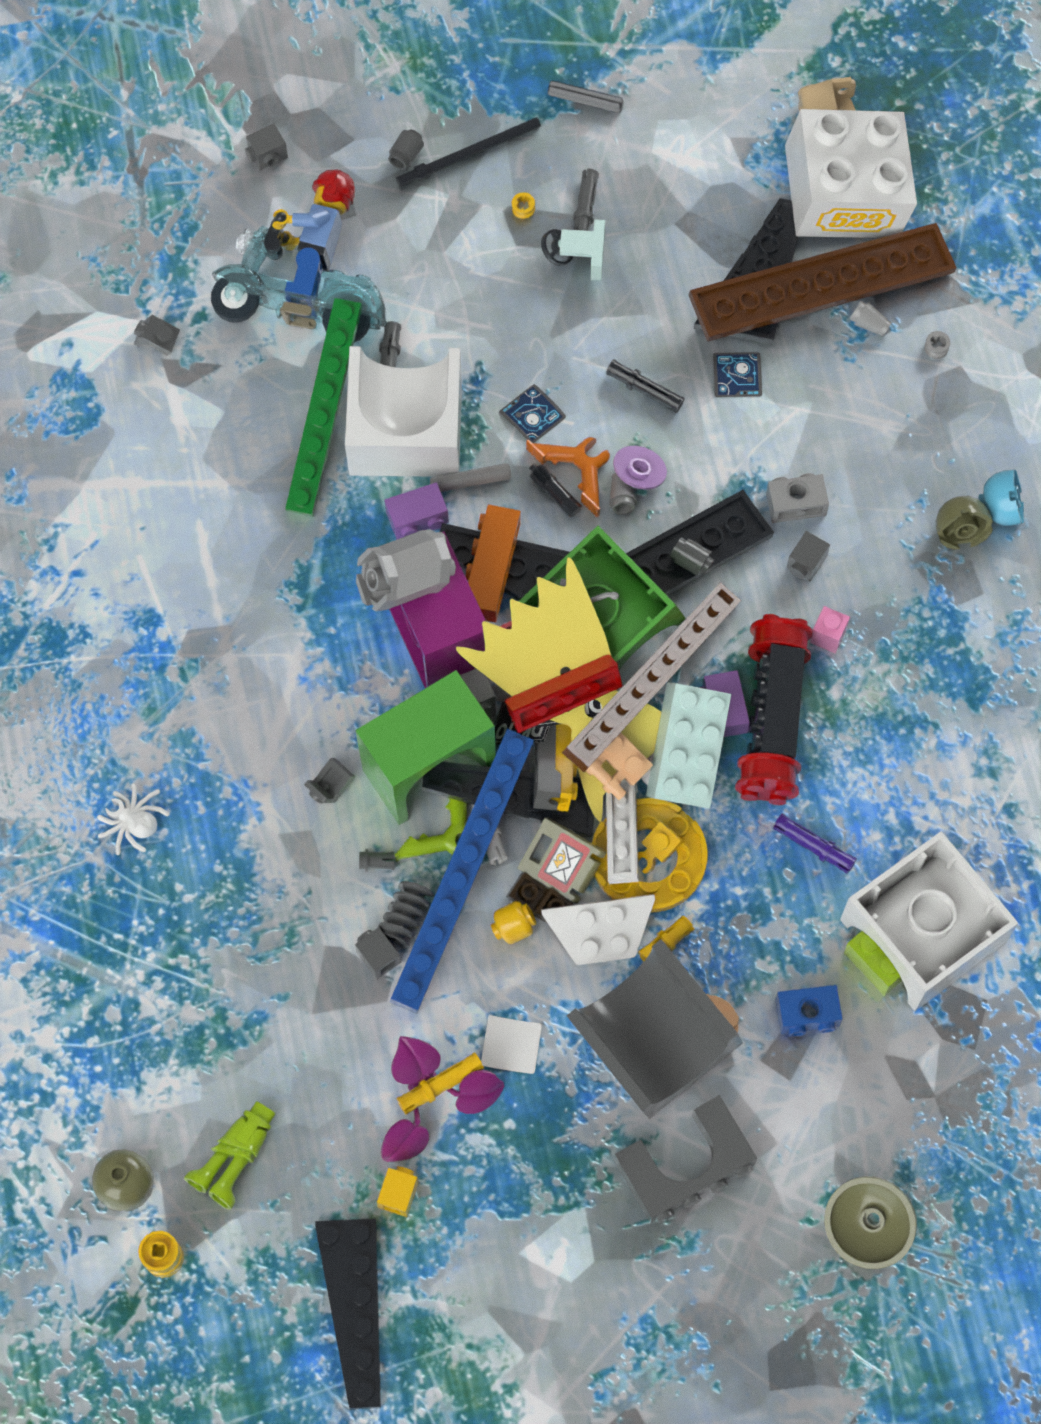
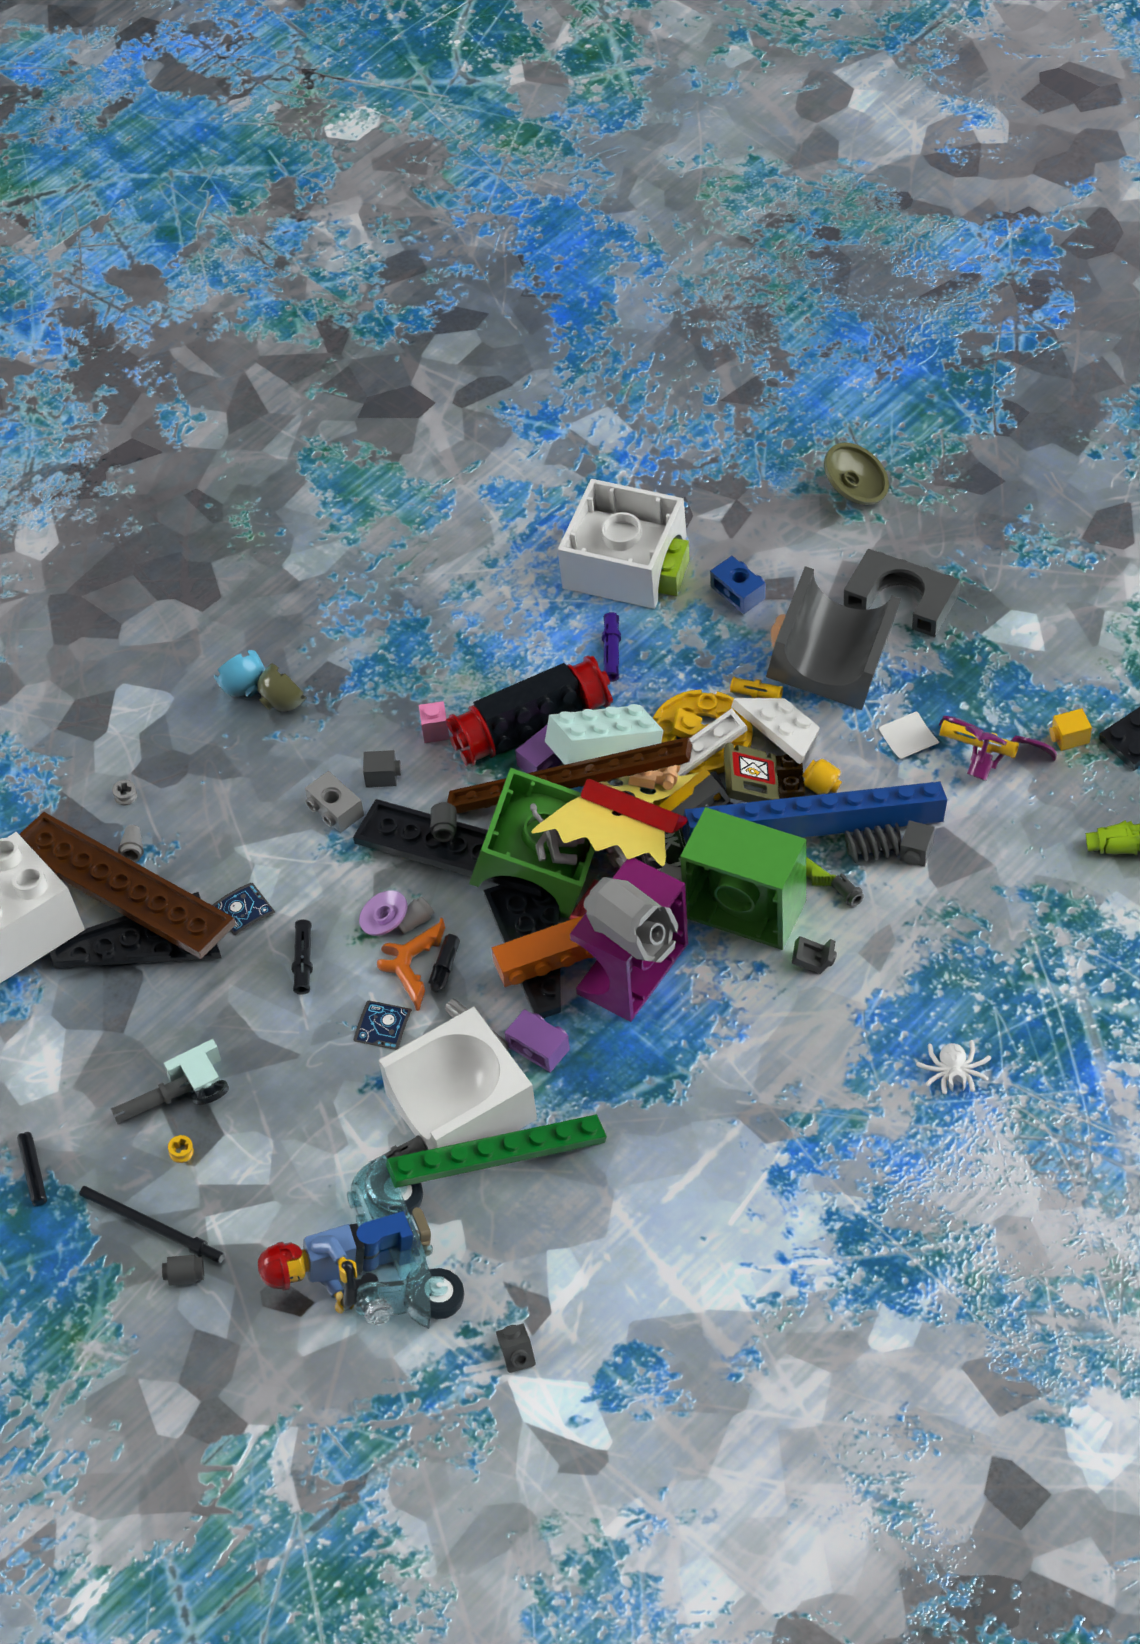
camera: 120 degrees left, 15 degrees down
(266, 147) = (257, 1384): dark grey brick -> none

